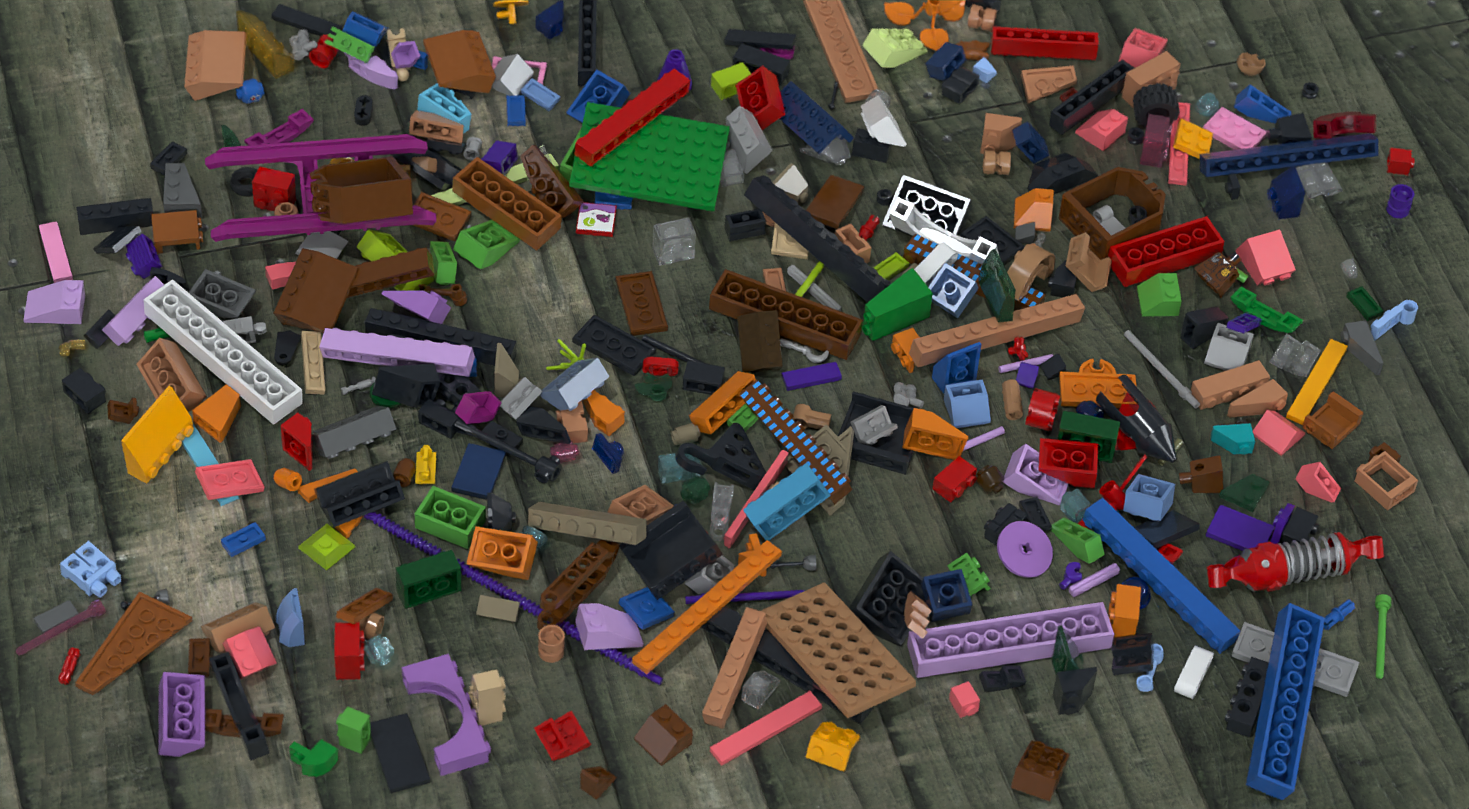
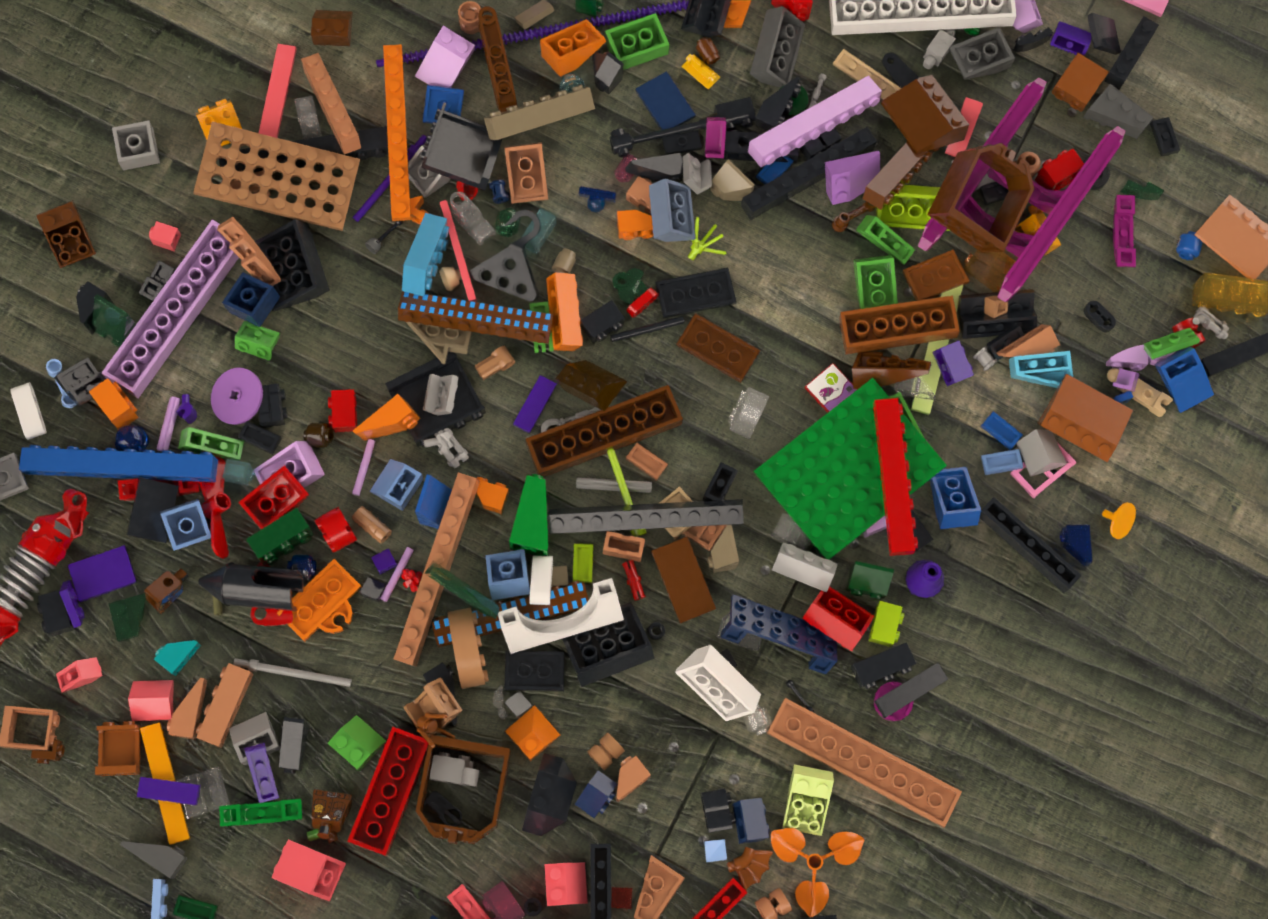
camera: 130 degrees right, 25 degrees up
(711, 103) = (869, 580): none -> dark green slope
(919, 777) = (135, 145): none -> light grey brick
(1100, 256) = (428, 724): none -> dark orange plant
(1319, 368) = (168, 791): none -> dark purple tile

